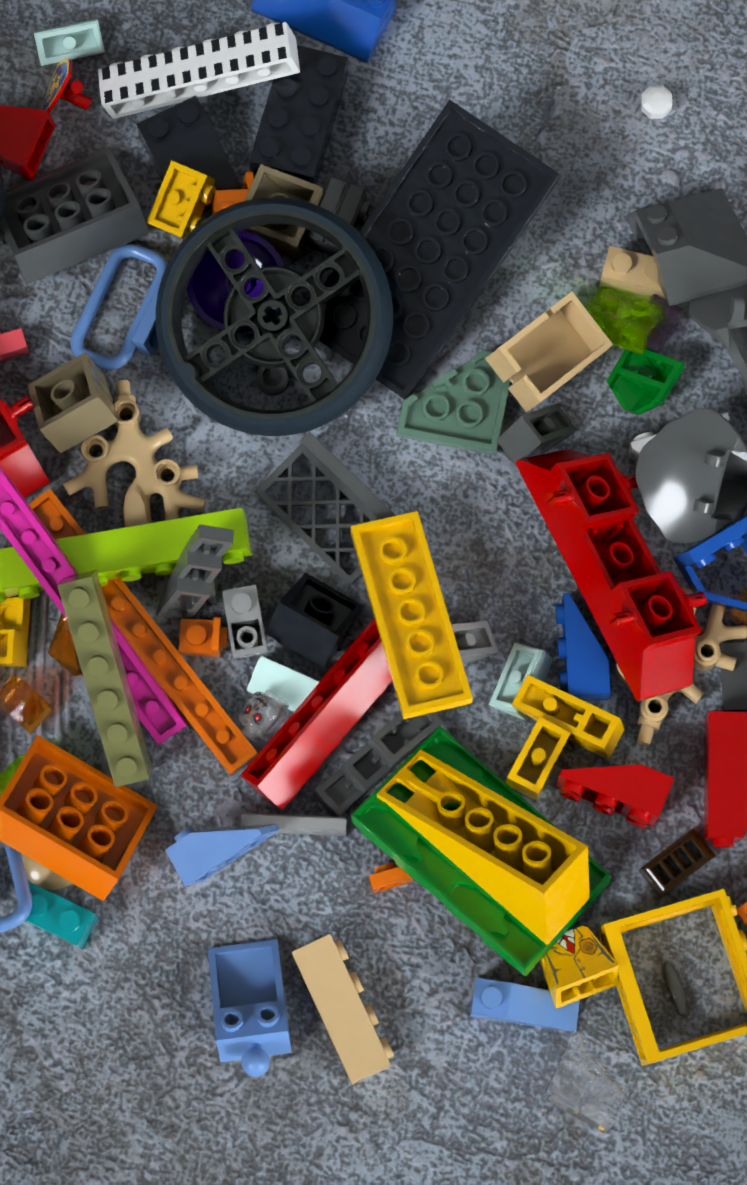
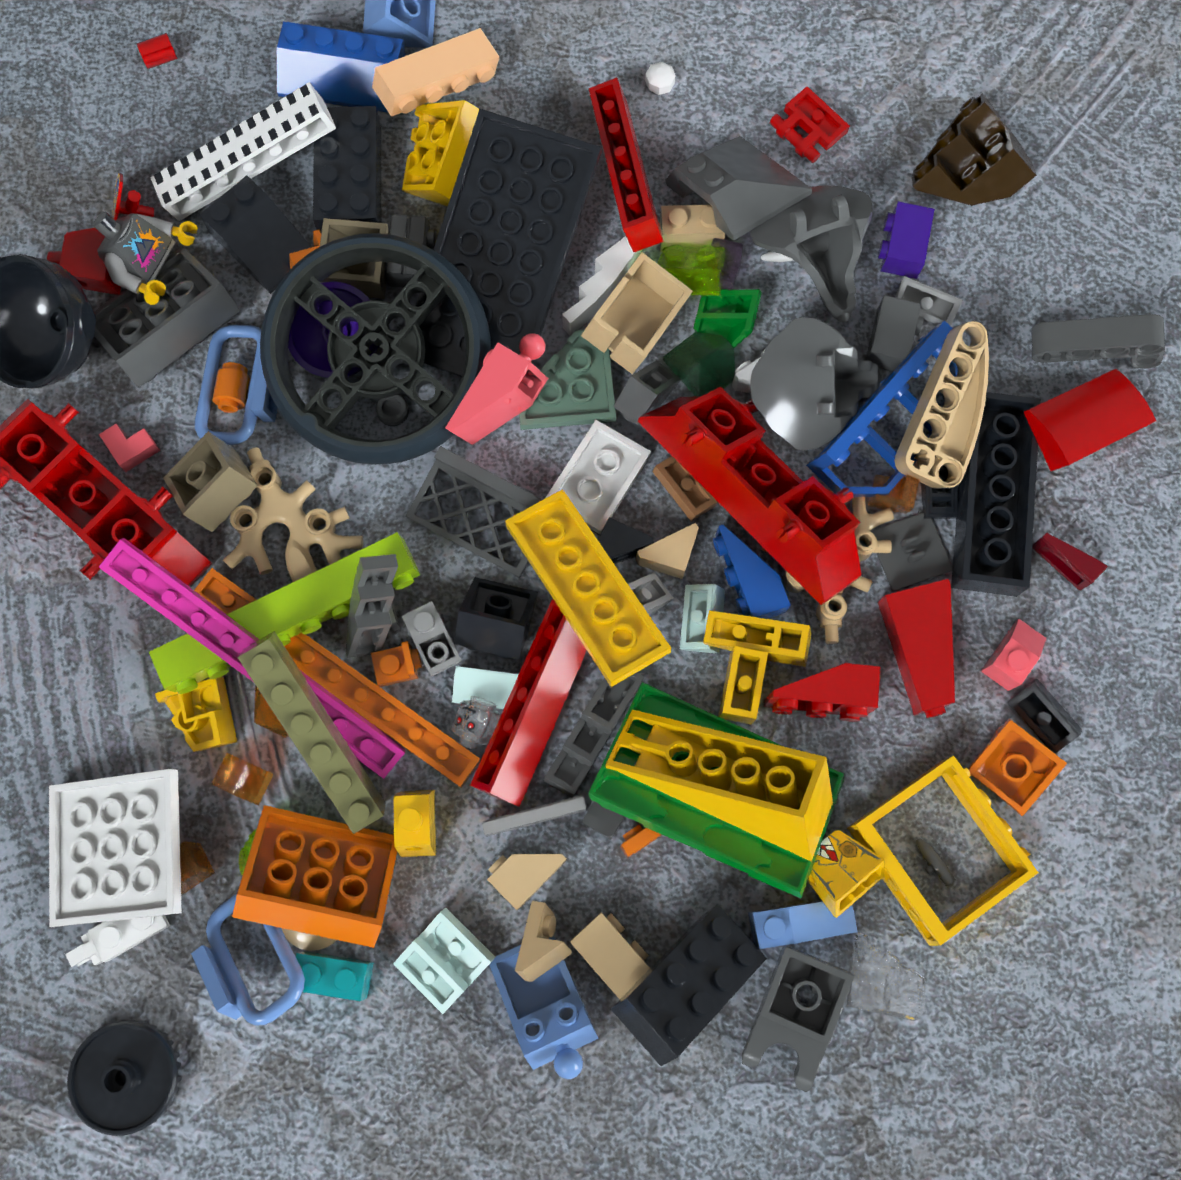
camera: 20 degrees left, 0 degrees up
(65, 143) = (137, 250): none -> torso
(69, 41) = (127, 159): light aqua slope -> none
(118, 310) = (231, 387): none -> orange brick
(166, 935) = (444, 960): none -> light aqua slope
(176, 796) = (415, 823): none -> yellow torso
(181, 200) = (259, 270): yellow bracket -> none
(207, 851) = (462, 865): medium blue slope -> none
(259, 949) = (538, 951): none -> tan slope
(267, 877) = (523, 875): none -> tan slope
(360, 849) = (602, 820): none -> dark grey slope
(385, 393) = (500, 390): none -> coral slope
(392, 1023) = (689, 985): none -> black brick
(399, 119) = (438, 149): none -> yellow wedge
(420, 37) = (435, 72): none -> light nougat brick
(462, 506) = (601, 474): none -> white plate
(462, 581) = (622, 541): none -> black slope
(489, 1099) = (799, 1024): none -> dark grey brick
(508, 606) = (670, 553): none -> tan slope
(538, 297) = (609, 271): none -> white slope
(541, 545) = (684, 489): none -> medium nougat plate
(585, 192) = (625, 165): none -> red brick
(604, 420) = (703, 362): none -> clear green slope
(655, 879) = (883, 765): dark brown slope -> none

